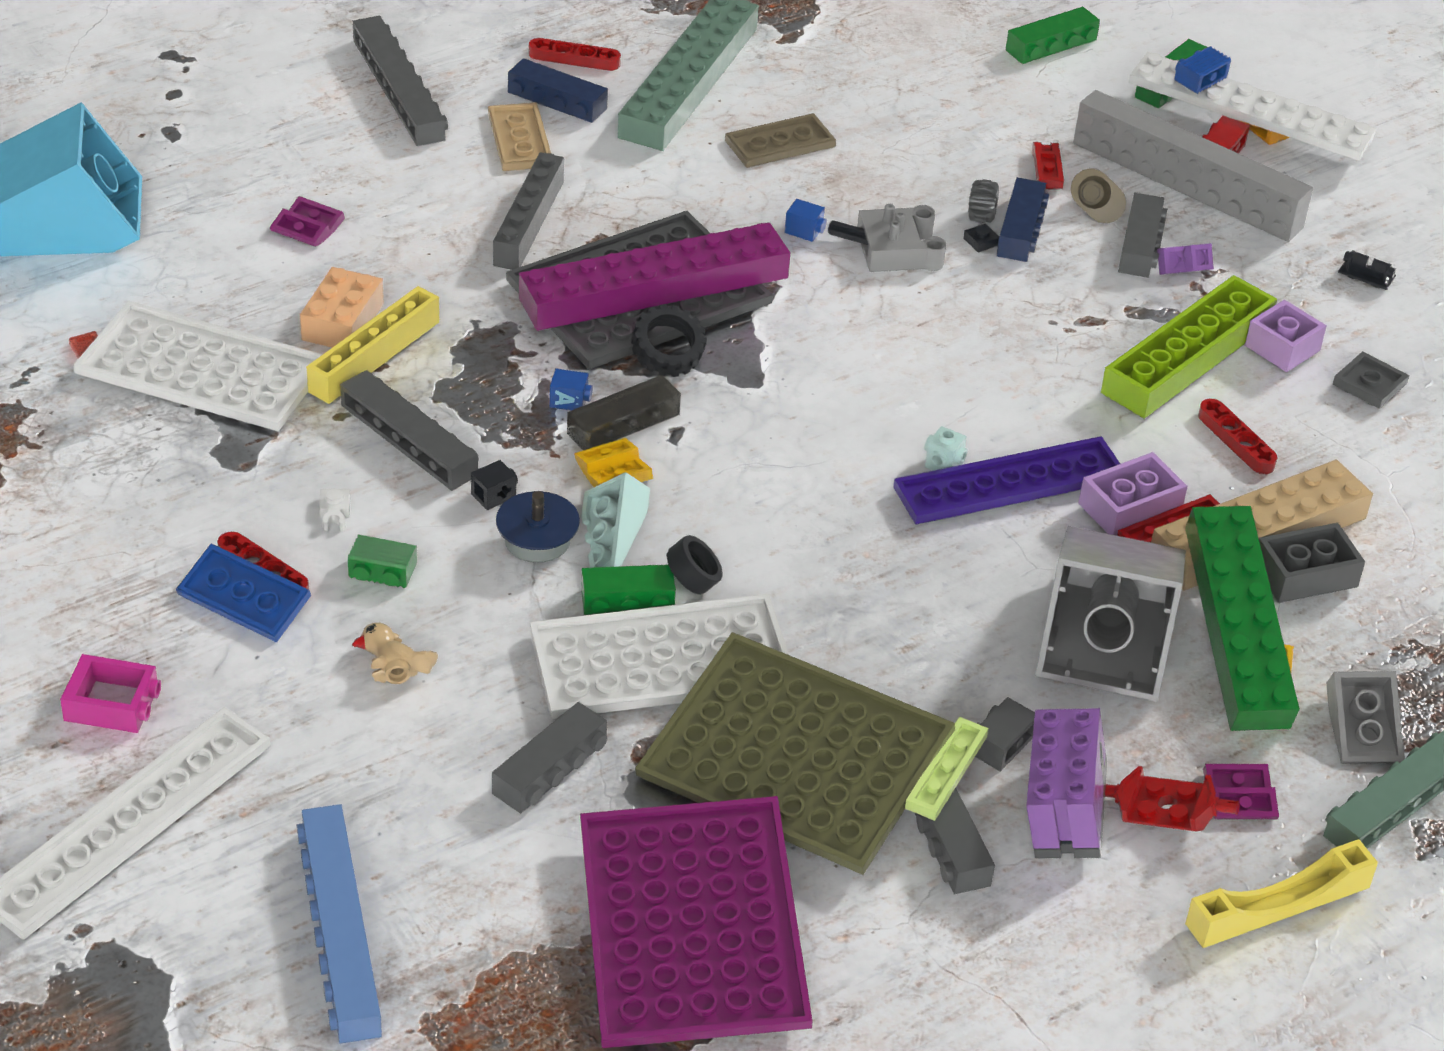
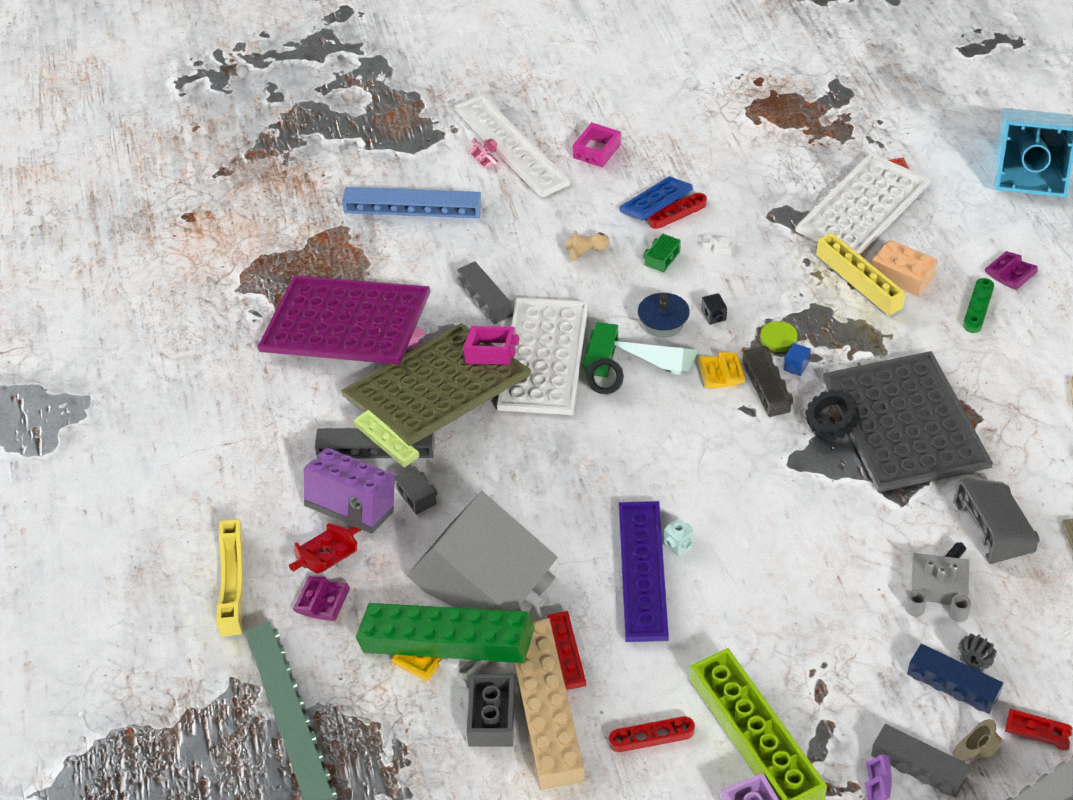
camera: 115 degrees right, 5 degrees up
(155, 858) = (488, 147): none -> clear pink hips
(388, 246) = (978, 305): none -> green plate
(409, 429) = (776, 280): dark grey brick -> none
(521, 419) = (778, 336): none -> lime tile
(528, 211) = (1004, 375): dark grey brick -> none
(653, 275) = (900, 419): magenta brick -> none
(693, 713) = (490, 354): none -> dark pink window
(778, 195) = (998, 518): none -> dark grey windscreen
(805, 220) = (969, 534): blue brick -> none
(981, 237) = (942, 645): black plate -> none
(1131, 492) = (596, 628): lavender brick -> none
(1366, 716) = (345, 688): light grey slope -> none

